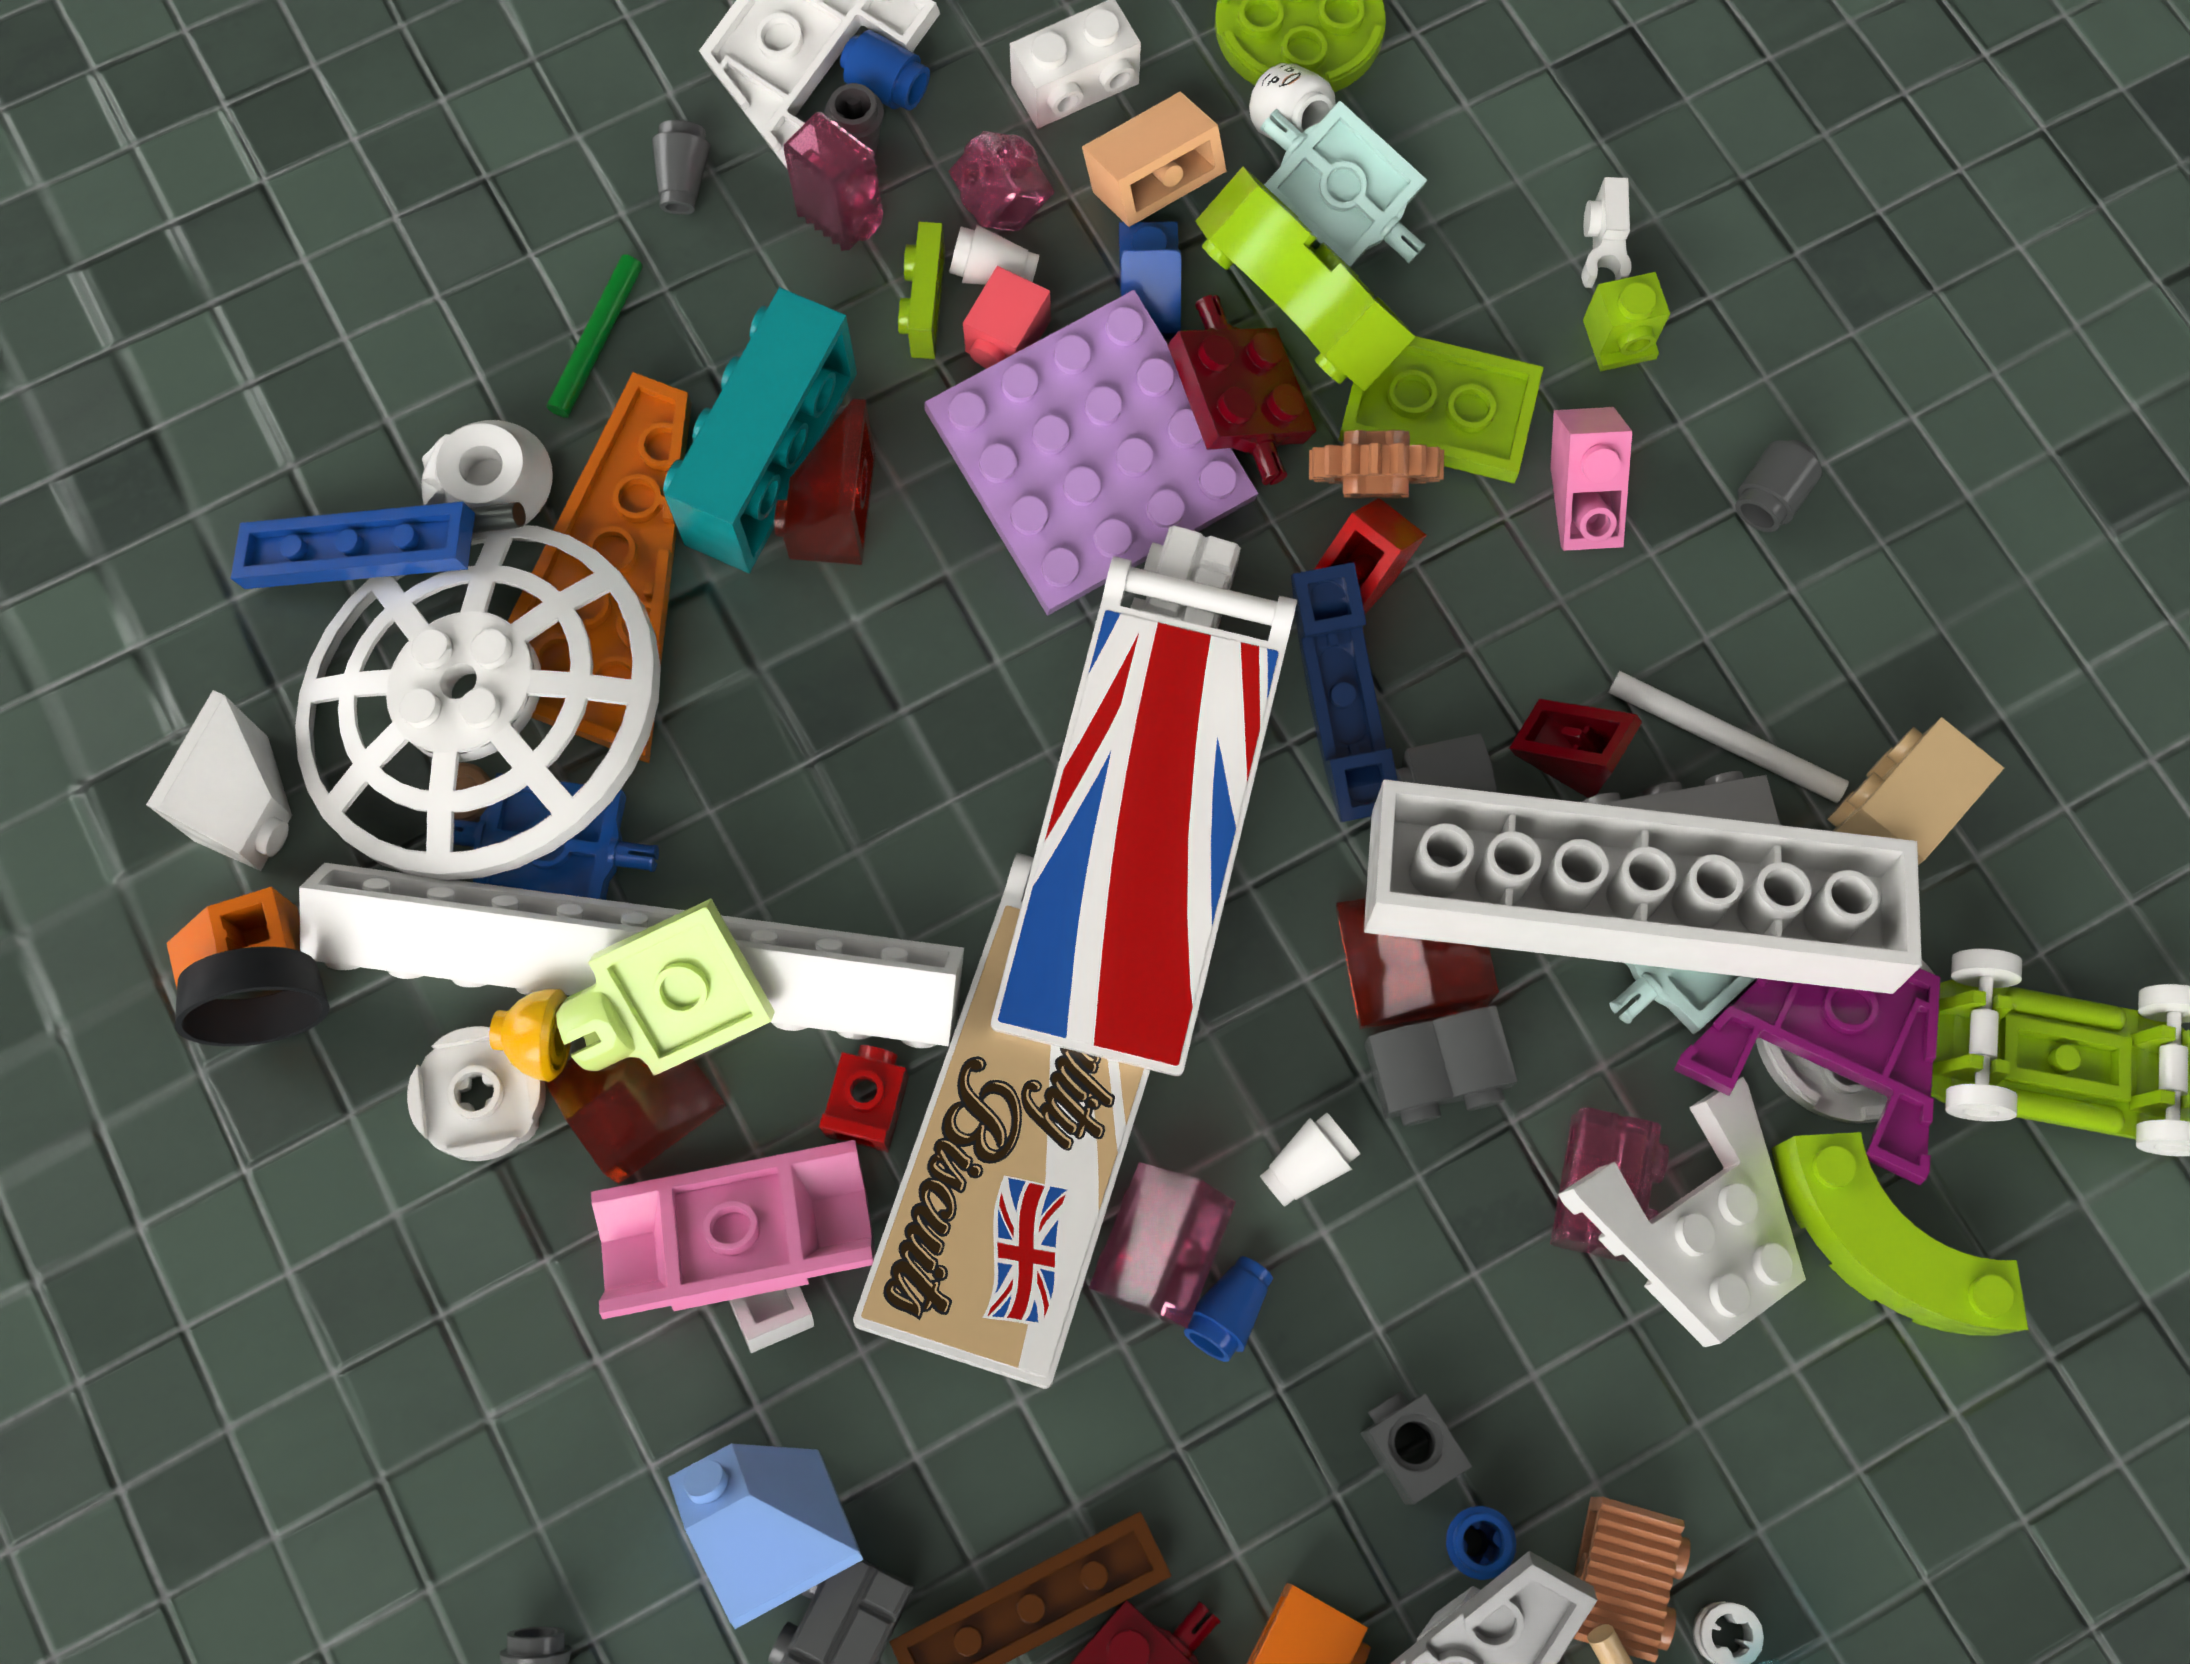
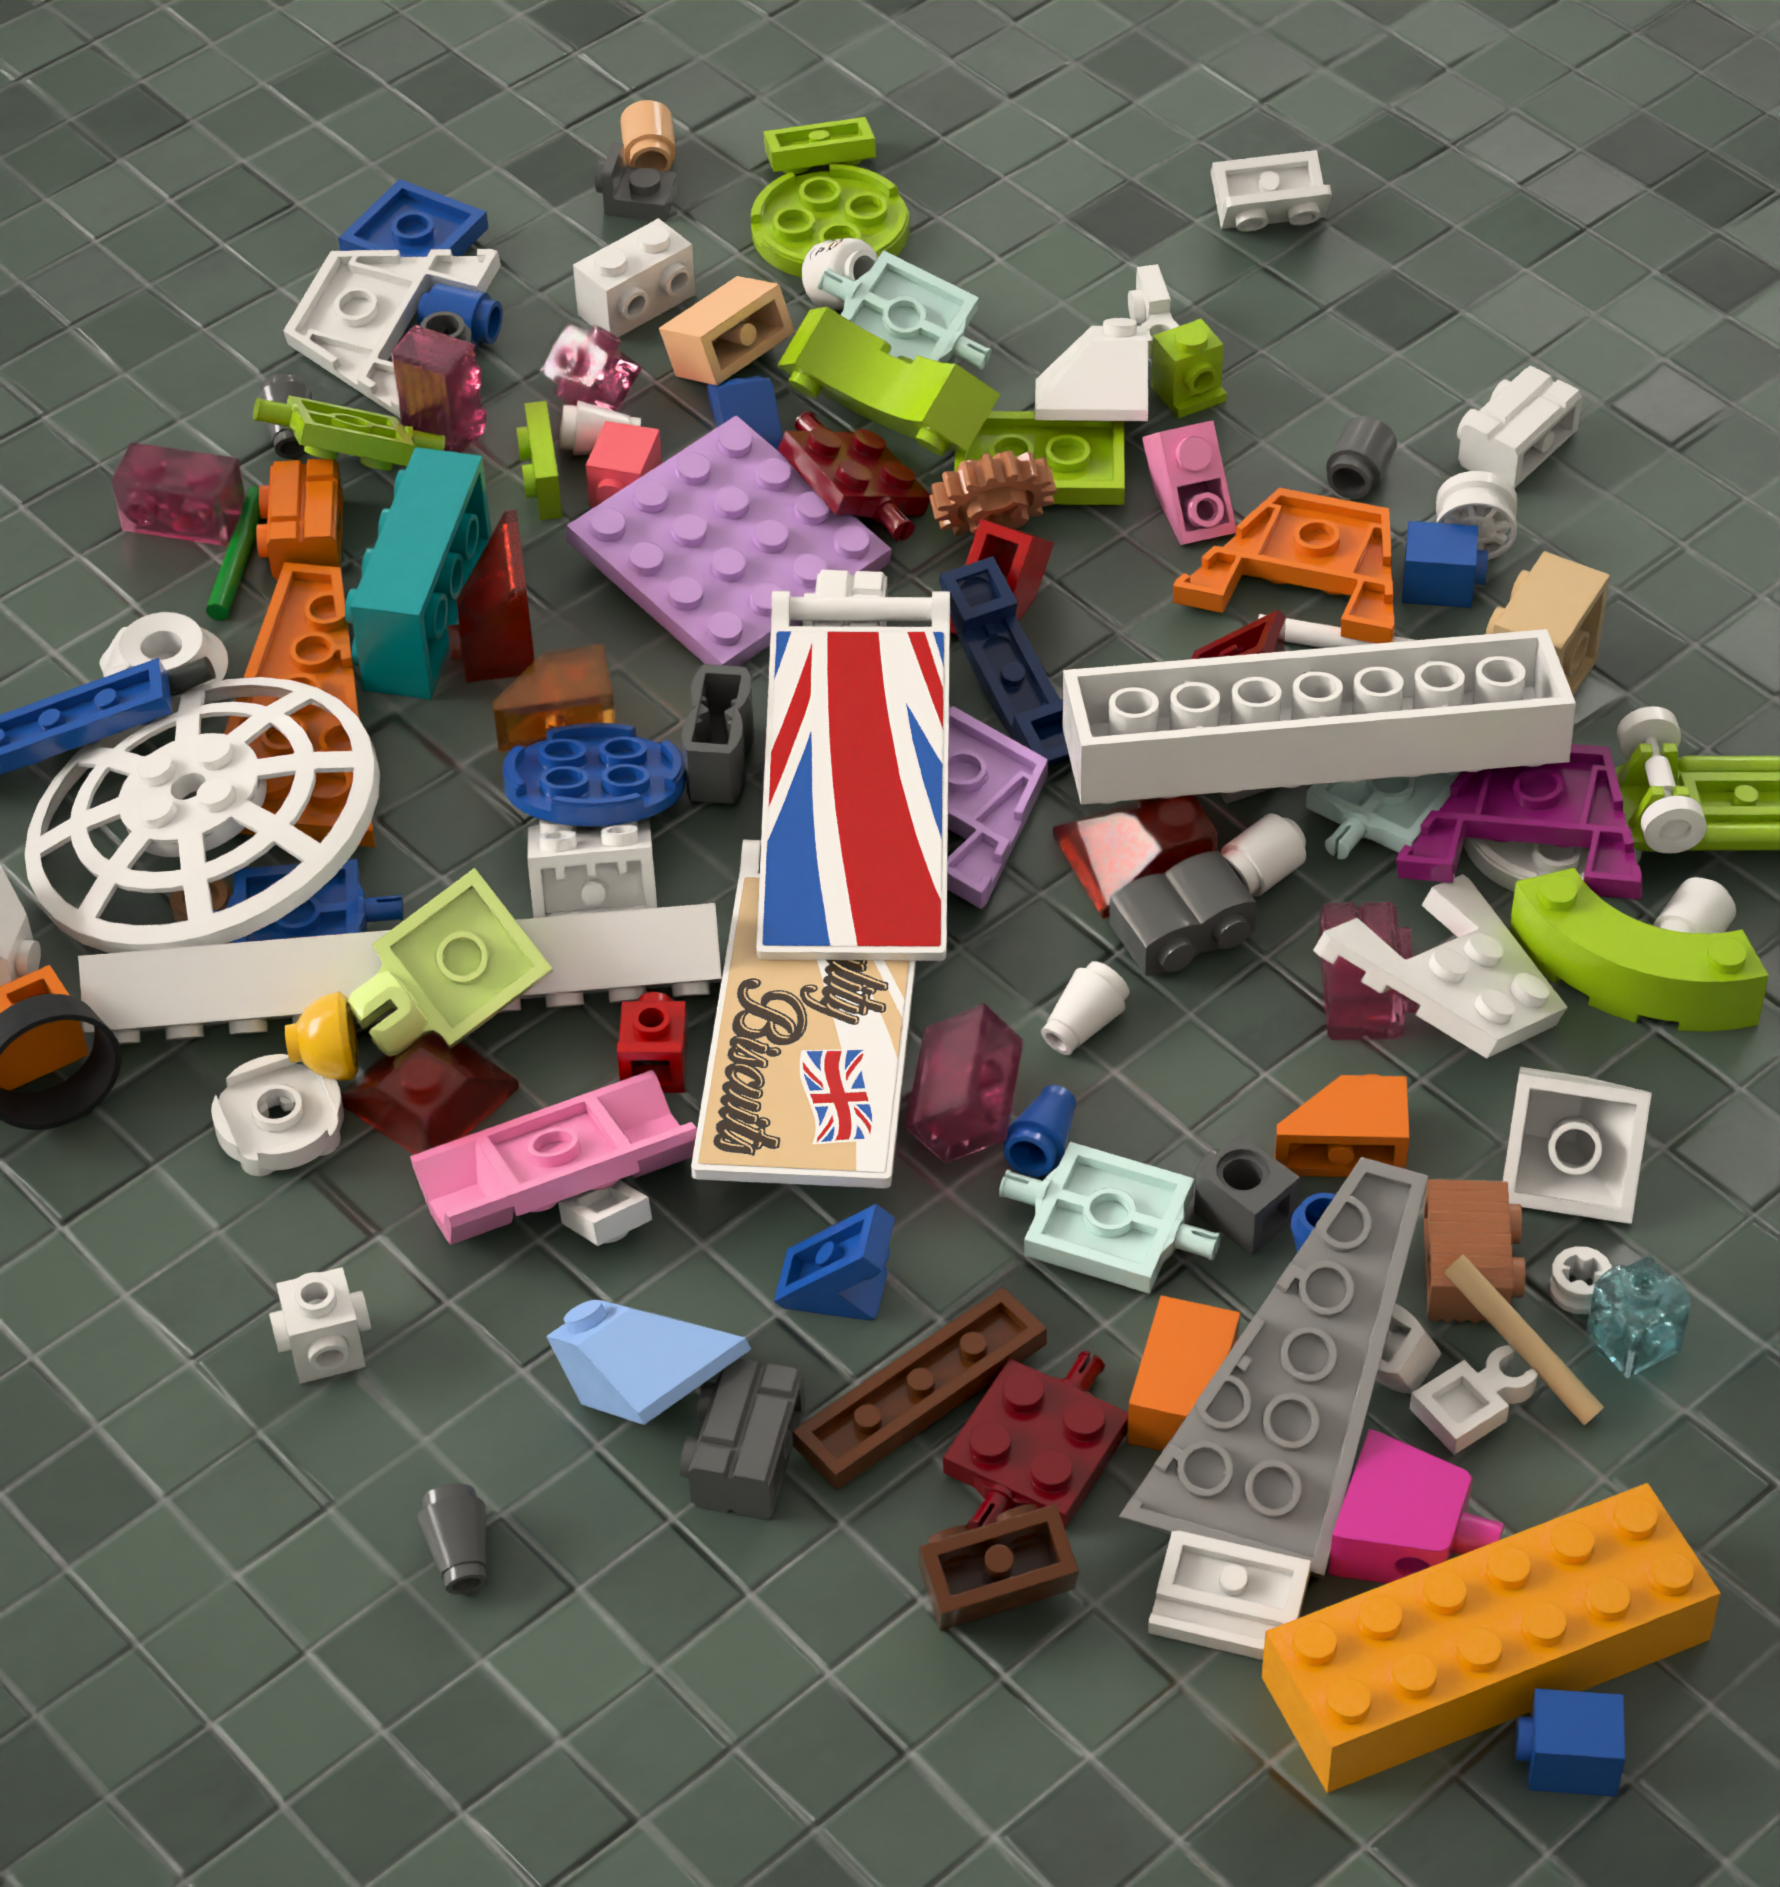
camera: 10 degrees left, 25 degrees down
(479, 1393) = (321, 1324): none -> white brick
(544, 253) = (178, 493): none -> clear pink brick
(665, 314) = (301, 514): none -> orange brick
(730, 217) = (338, 429): none -> lime plate
(855, 849) = (590, 868): none -> white bracket
(871, 620) = (552, 693): none -> clear orange slope
(882, 738) = (594, 775): none -> blue tile
(980, 1440) = (839, 1268): none -> blue slope
(1012, 725) = (718, 733): none -> dark grey brick
(1271, 1439) = (1109, 1217): none -> light aqua plate
(1279, 857) = (989, 801): none -> lavender wing
(1524, 321) = (1098, 376): none -> white slope
(1541, 1004) = (1266, 852): none -> white brick
(1546, 1390) = (1346, 1122): none -> orange slope
(1699, 595) = (1307, 544): none -> orange wing
(1766, 1468) = (1576, 1145): none -> white slope
(1774, 85) = (1270, 191): none -> white bracket
(1827, 654) = (1442, 564): none -> blue brick
(1880, 601) = (1480, 501): none -> white wheel
(1957, 482) = (1519, 425): none -> white brick
(1966, 1203) = (1698, 908): none -> white brick

